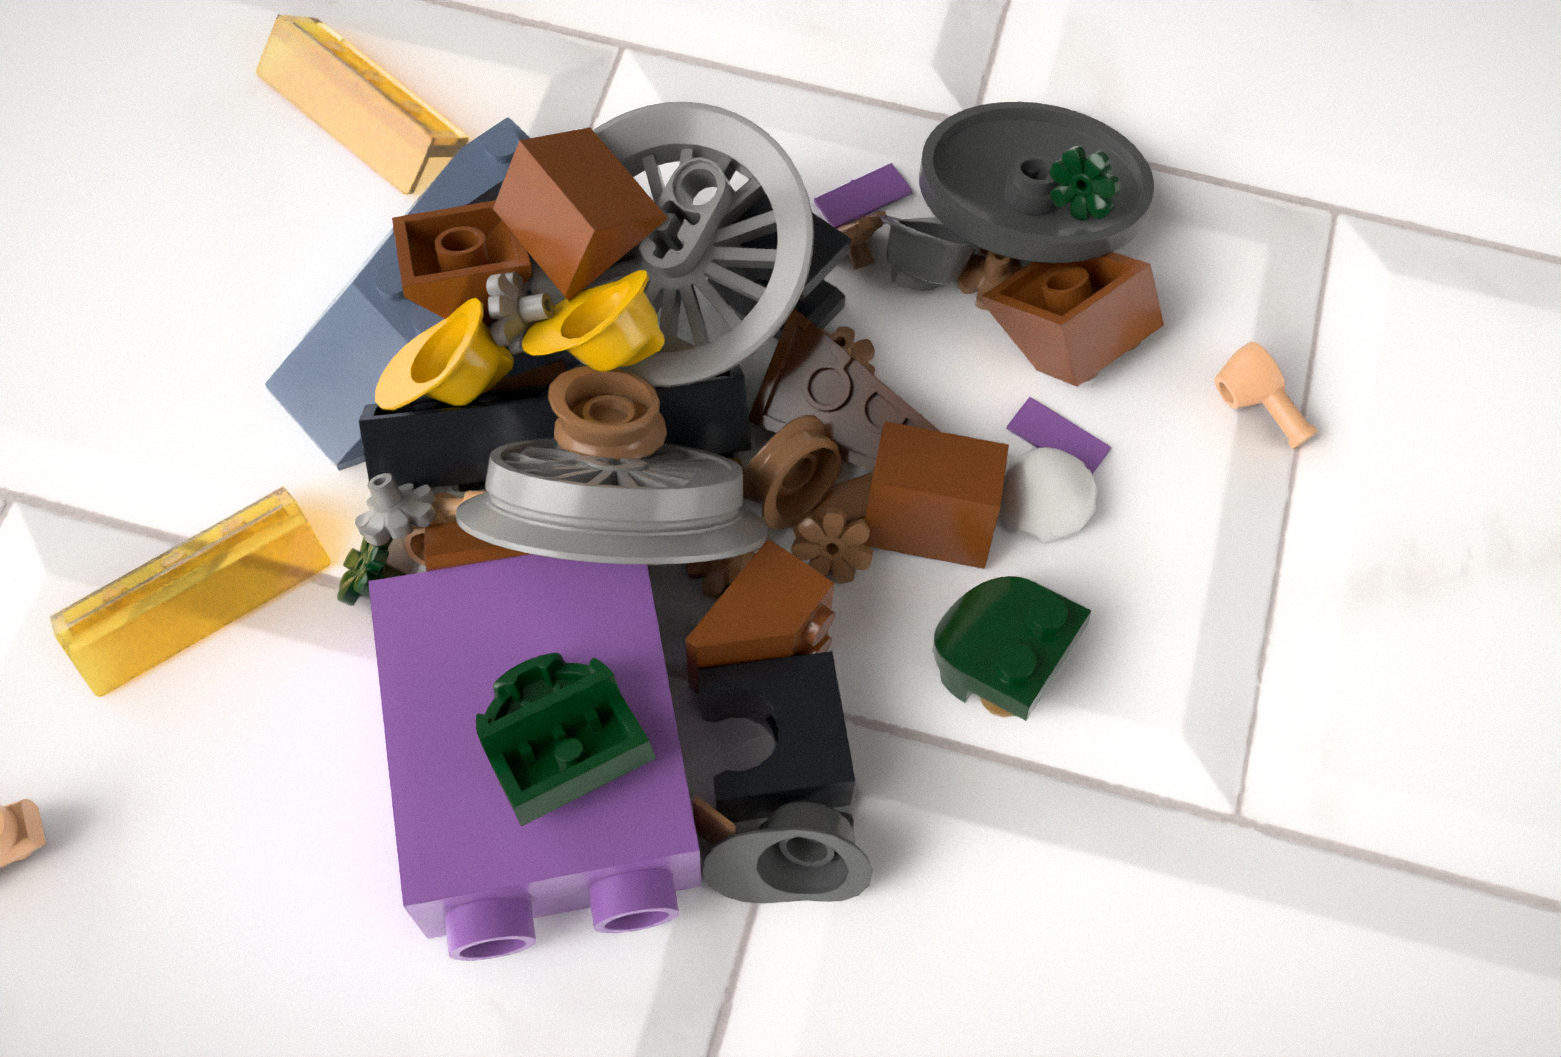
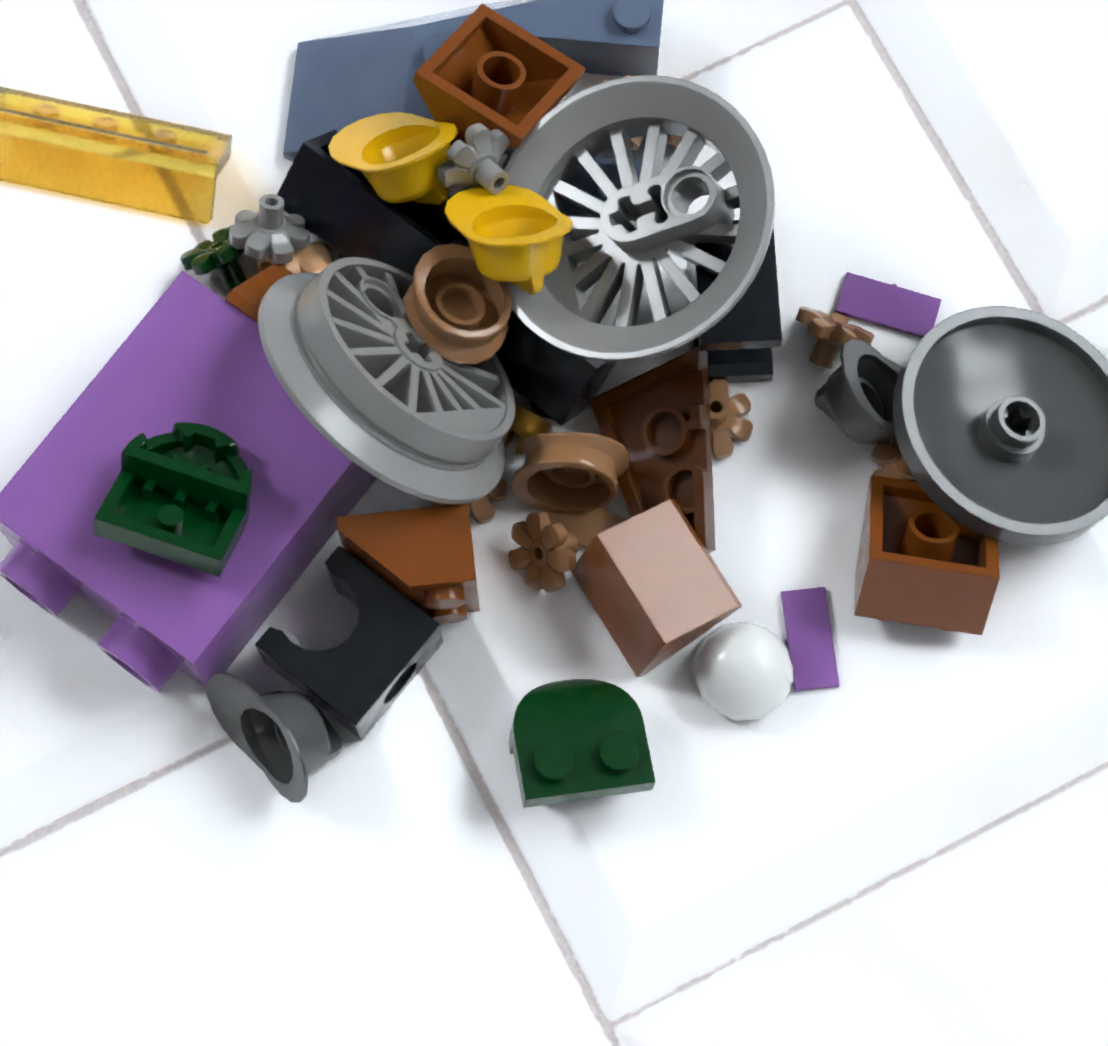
camera: 50 degrees right, 10 degrees up
(574, 207) = (591, 127): dark orange slope -> none
(710, 823) = (242, 657): medium nougat window -> none
(1084, 183) = (1033, 467): dark green plant -> none
(1254, 379) = (998, 743): light nougat bar -> none

